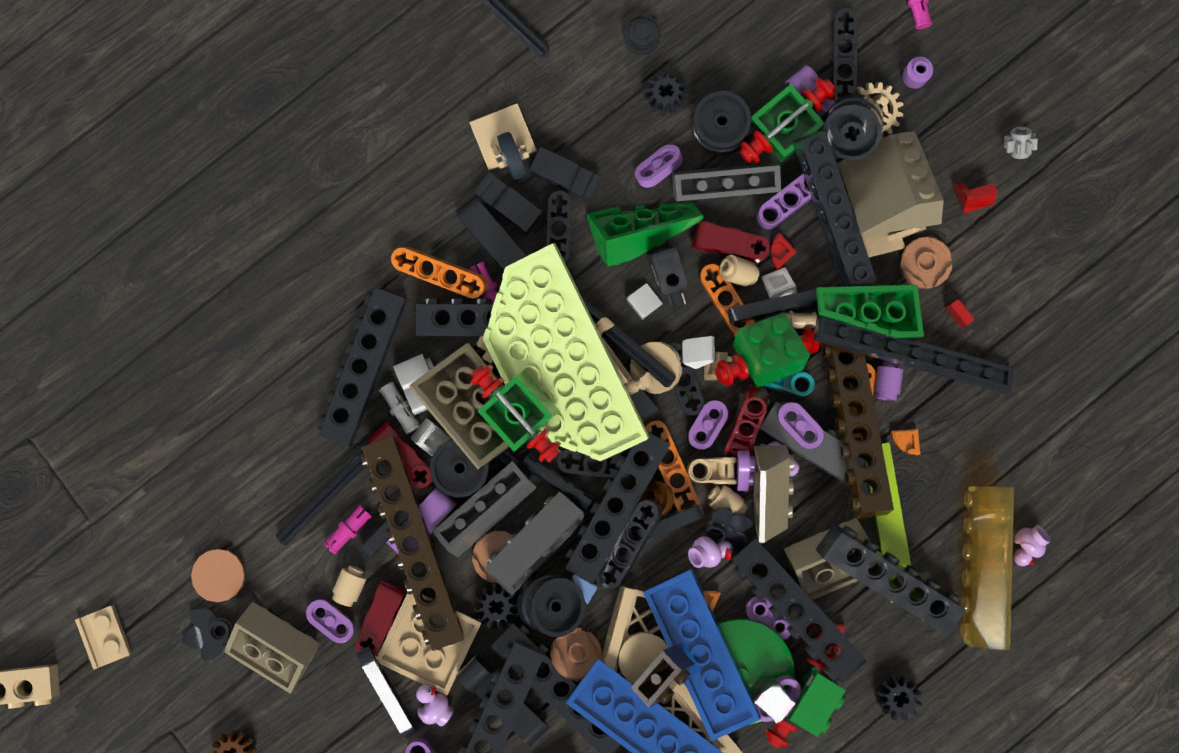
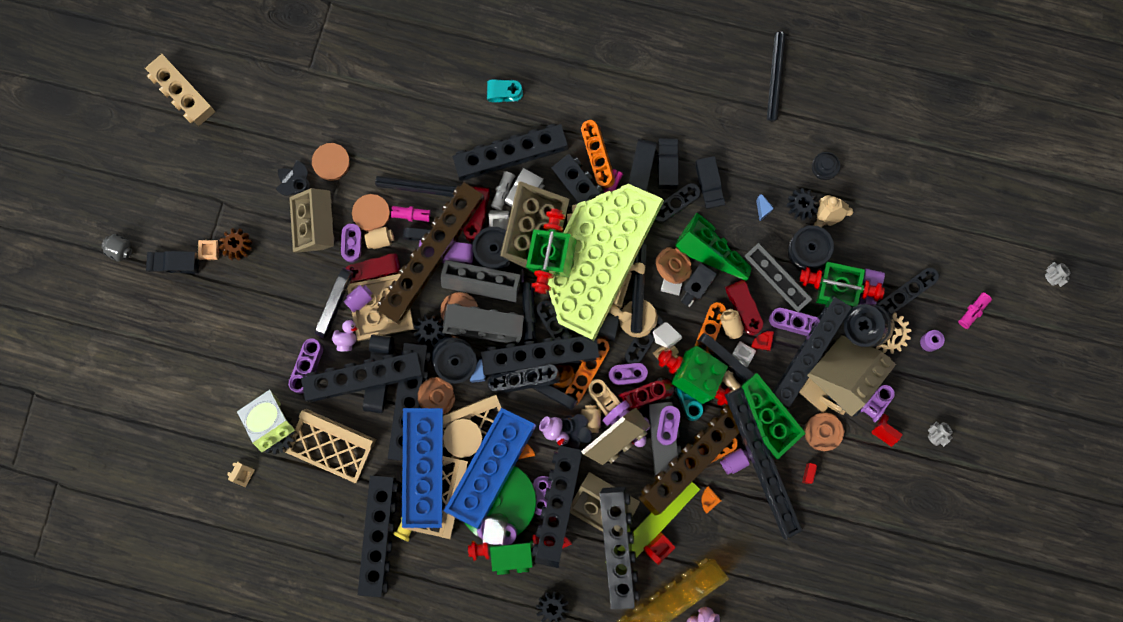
camera: 60 degrees right, 5 degrees down
(103, 637) = (249, 125): tan plate -> none
(283, 325) = (502, 91): none -> teal piece
(312, 573) = (370, 212): none -> nougat tile
(402, 660) = (358, 298): none -> medium lavender brick
(504, 140) = (702, 134): tan plate -> none
(627, 284) = (673, 265): none -> nougat tile
(636, 137) = (763, 206): none -> medium blue slope
(658, 166) = (757, 232): medium lavender plate -> none
(662, 676) = (460, 453): brick -> none
(696, 68) = (831, 211): none -> tan rock
(920, 535) = (659, 548): none -> red tile
(944, 179) = (876, 405): none -> medium lavender piece

